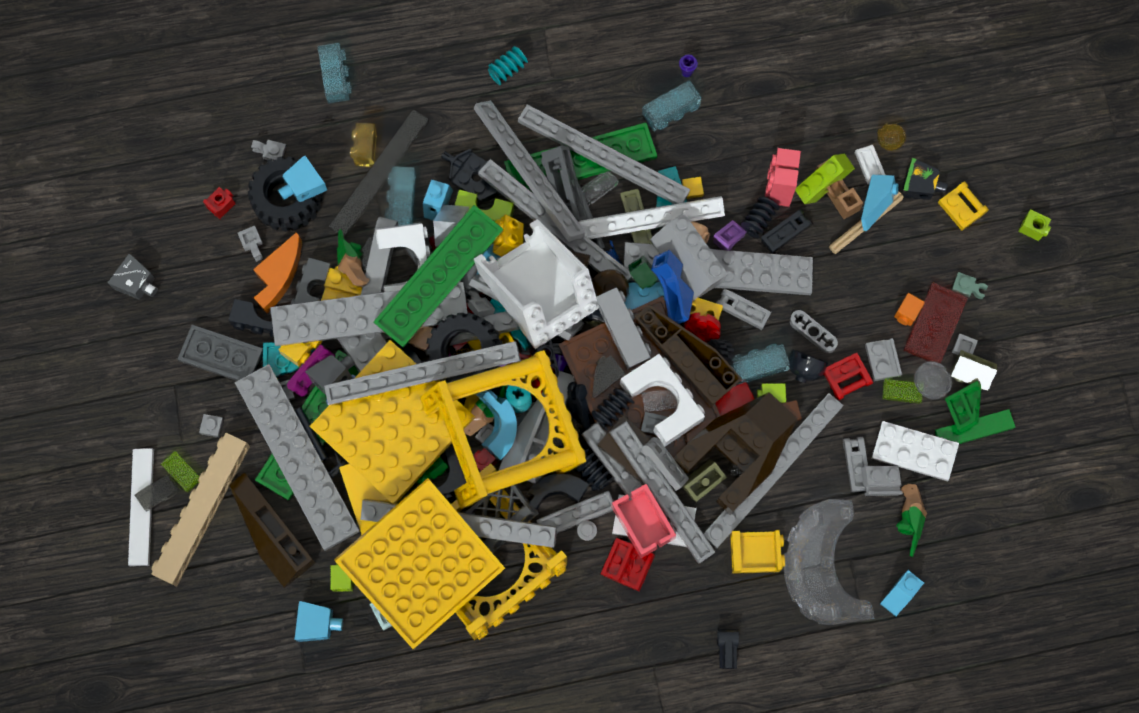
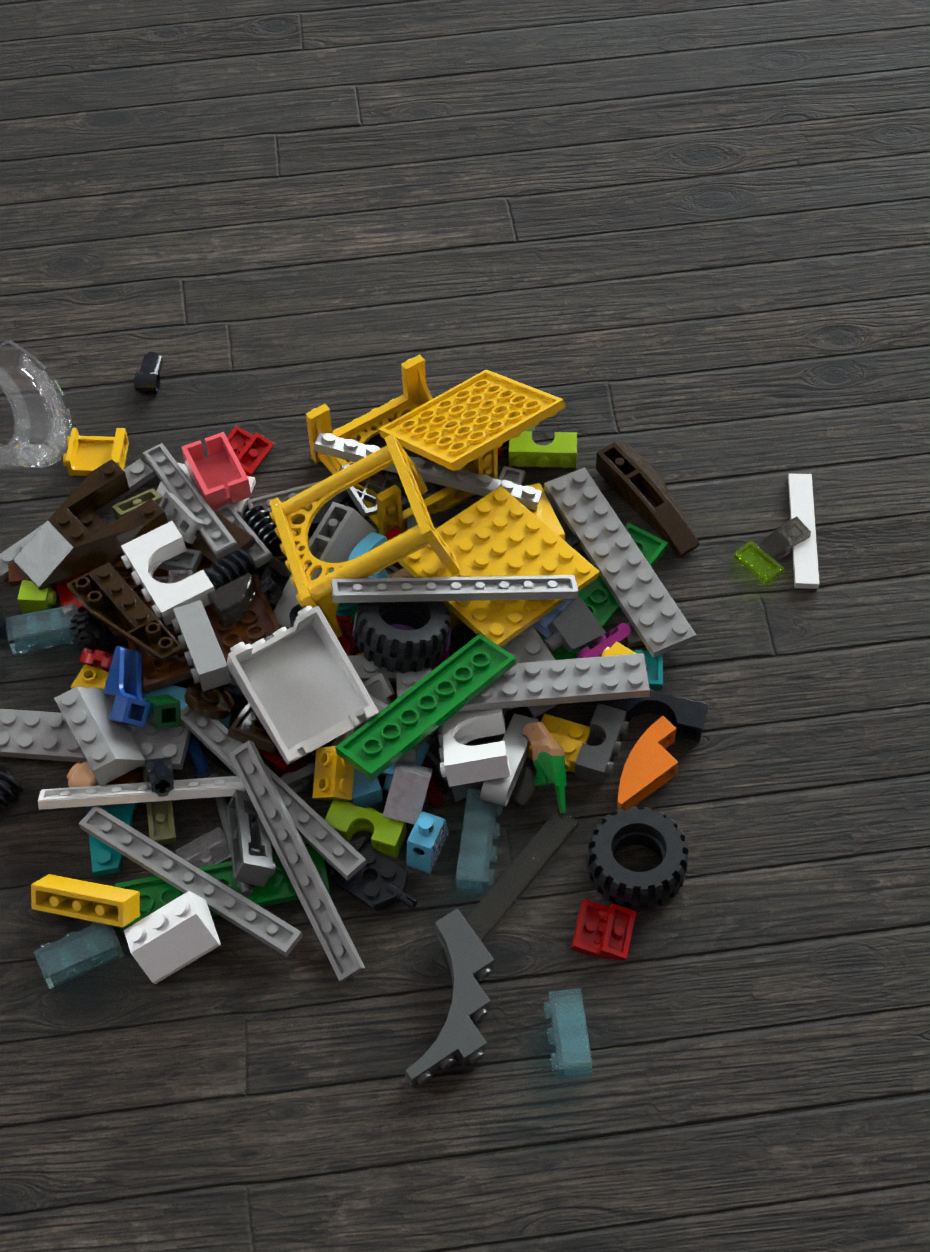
camera: 175 degrees left, 20 degrees down
(133, 279) = (840, 769): dark grey torso -> none
(200, 510) = (730, 521): tan brick -> none
(211, 425) = (725, 606): light grey plate -> none
(219, 208) = (739, 859): red brick -> none
(219, 353) = (718, 678): dark grey plate -> none
(251, 240) = (683, 809): light grey plate -> none
(270, 150) = (660, 930): light grey plate -> none
(302, 181) = (609, 842): medium azure torso -> none
(311, 433) = (603, 586): black bar -> none
(313, 145) = (603, 930): none -> red slope
(315, 622) = (594, 413): medium azure torso -> none
(364, 144) = (525, 923): clear yellow brick -> none
(401, 85) = (459, 1035): none -> dark grey arch
(507, 64) = (308, 1024): teal piece -> none
(587, 530) = (283, 481): light grey plate -> none
(607, 114) = (172, 936): none -> white slope
(637, 229) = (160, 775): none -> black piece
(672, 133) = (85, 900): none -> yellow brick
(688, 64) = (41, 1002): dark purple cone -> none
(695, 187) = (75, 846): yellow tile -> none
(729, 236) = (41, 771): medium lavender slope -> none
(744, 309) = (39, 688): light grey plate -> none

